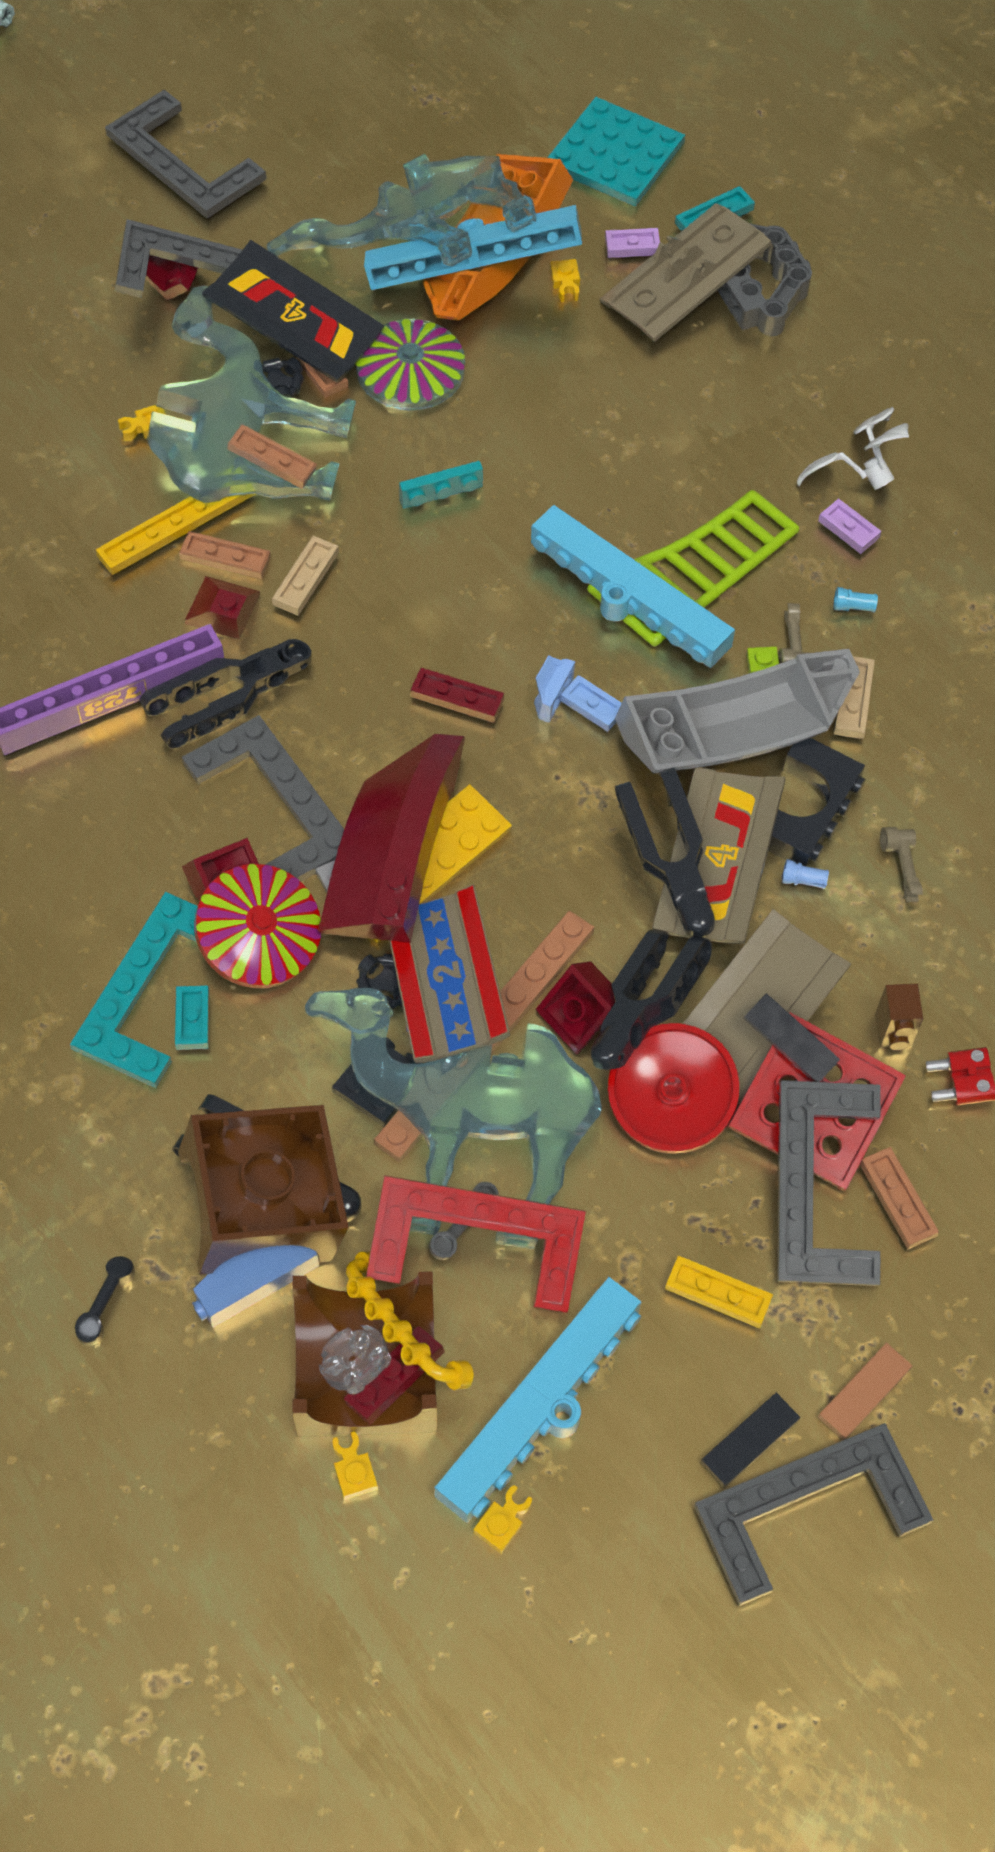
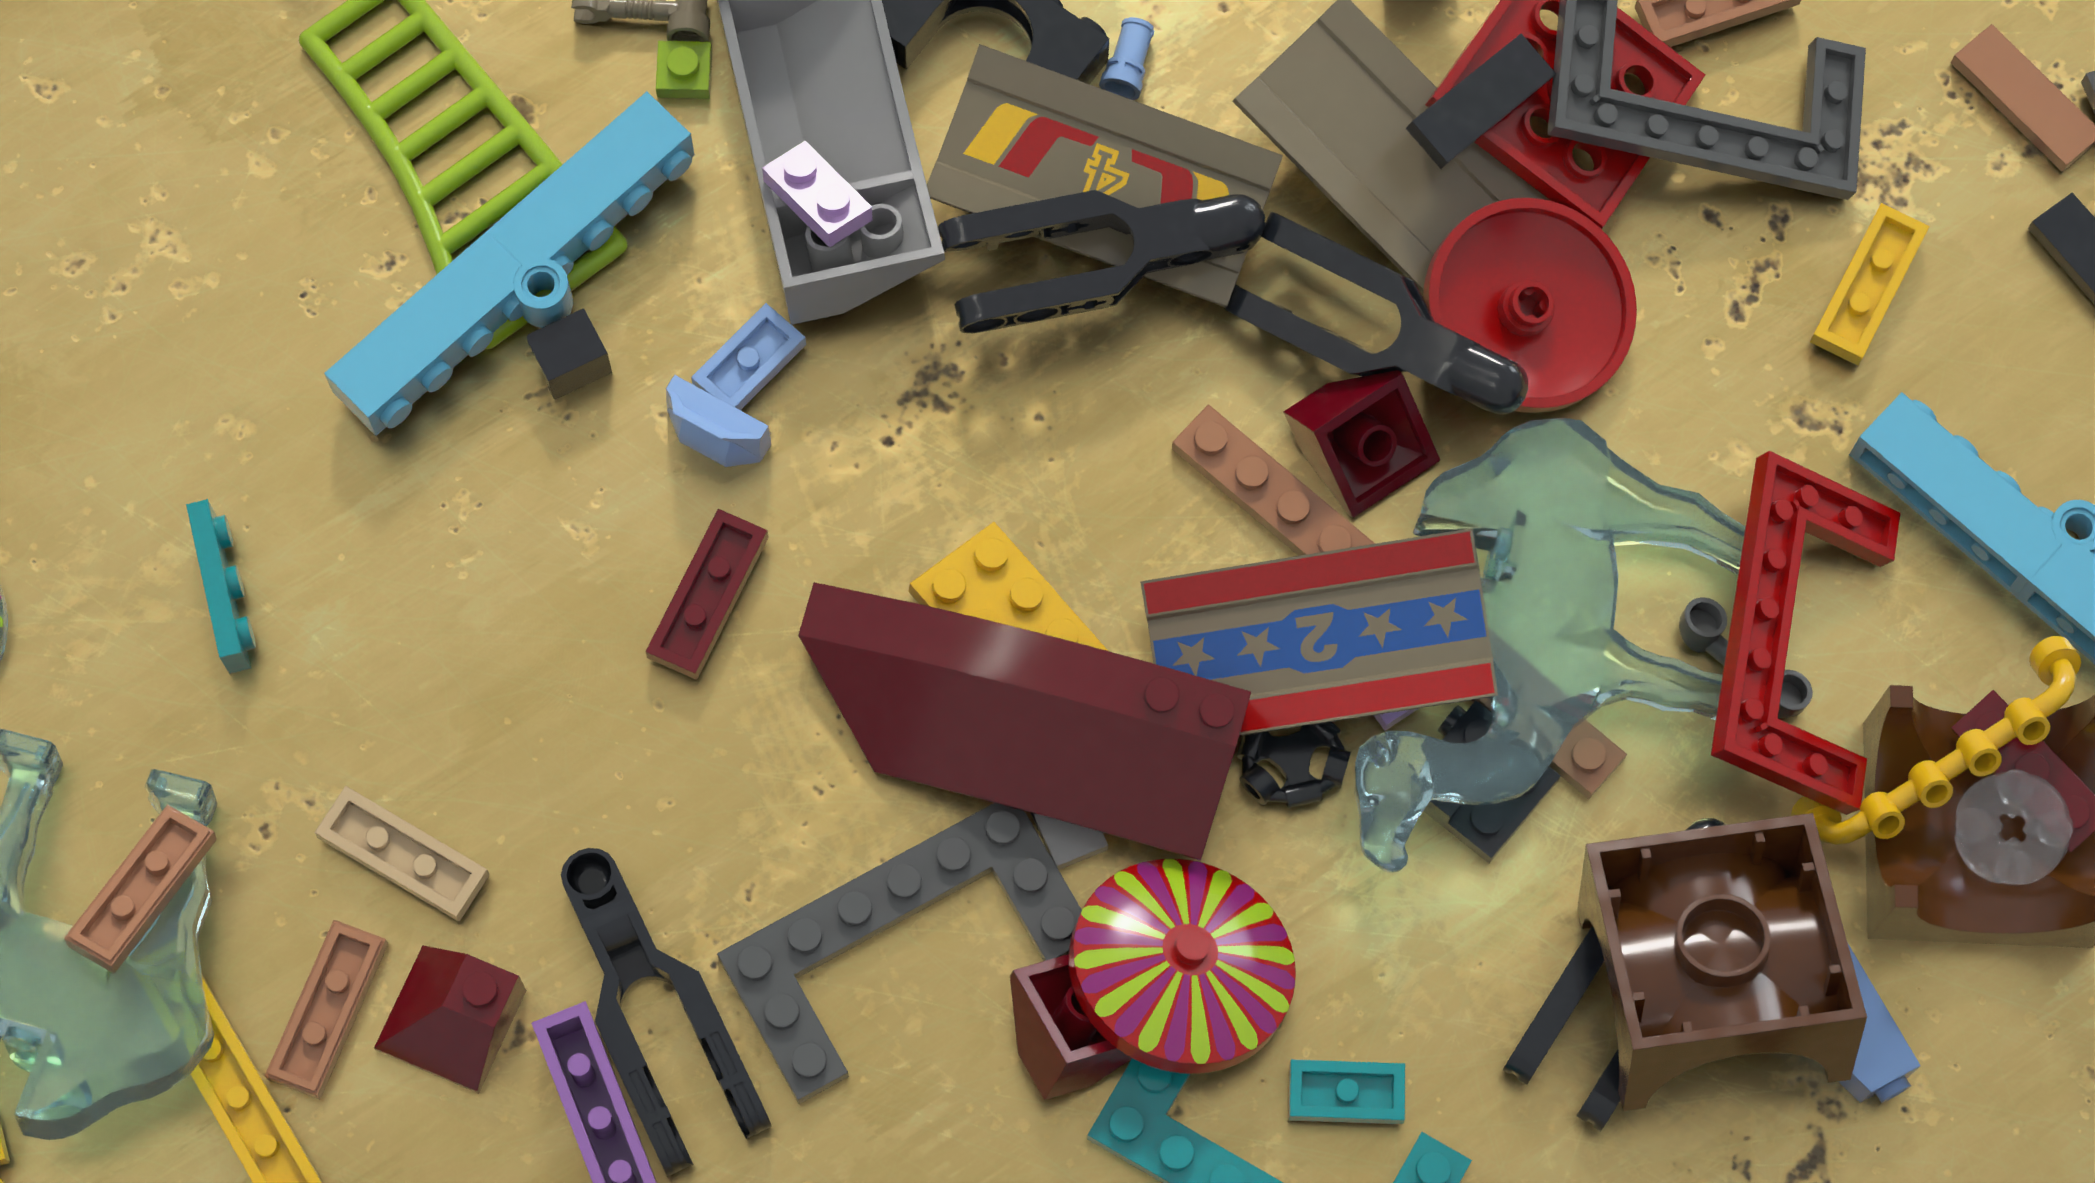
camera: 85 degrees left, 10 degrees up
(585, 620) = (569, 353): none -> black panel
(683, 710) = (817, 194): none -> plate

